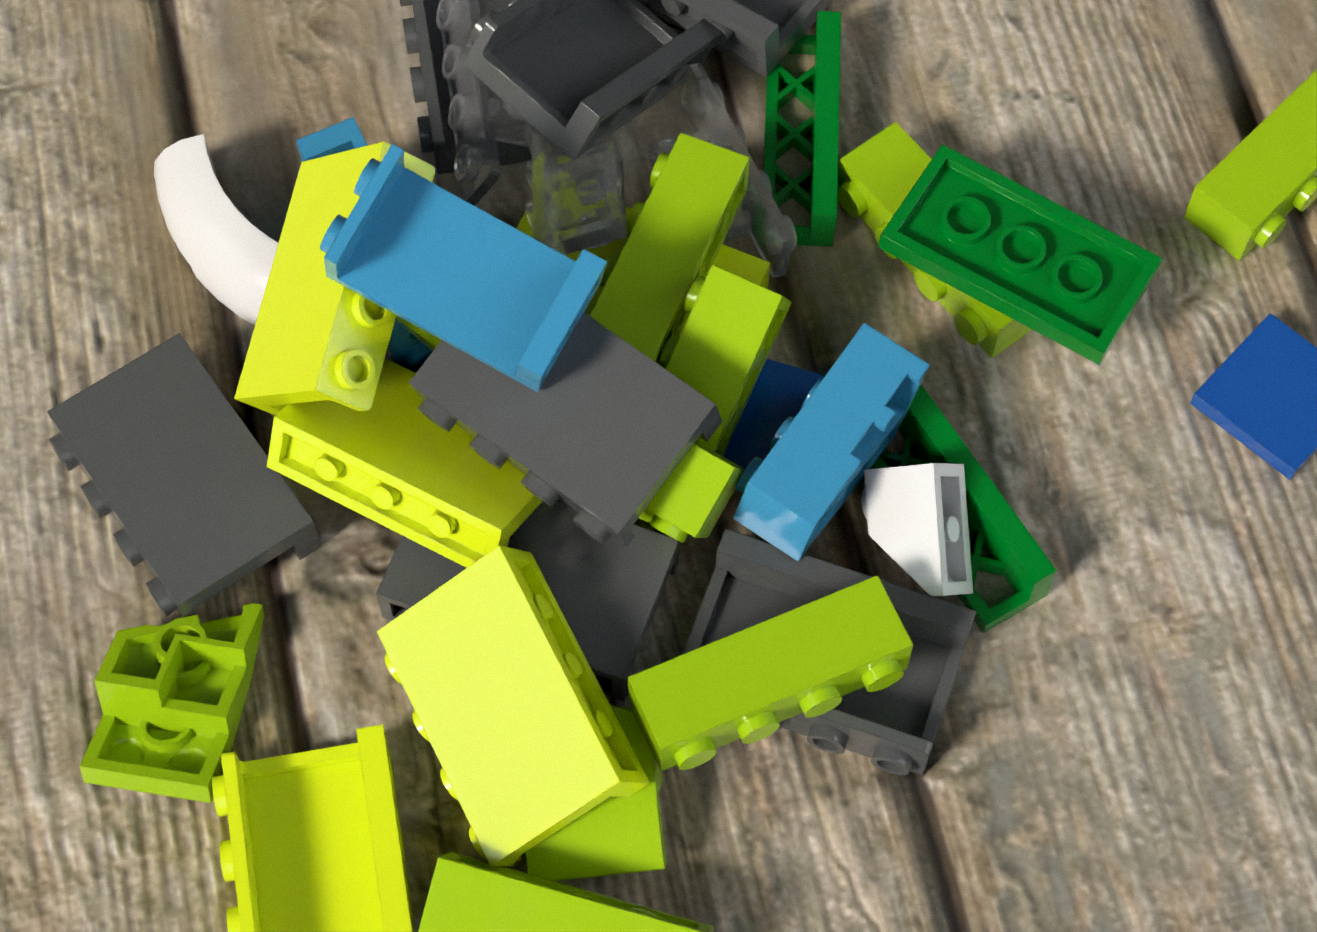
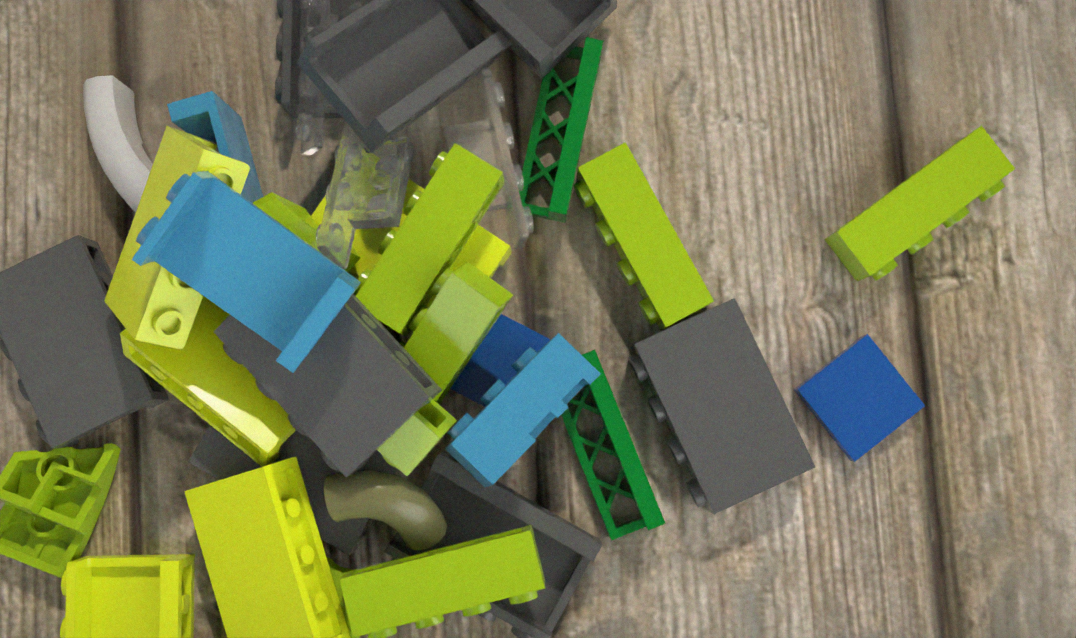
camera: 15 degrees right, 20 degrees up
(671, 585) = (389, 500): none -> olive cylinder
(922, 523) = (578, 469): white slope -> none
(1020, 253) = (692, 275): green plate -> none
(1097, 440) = (720, 407): none -> dark grey panel

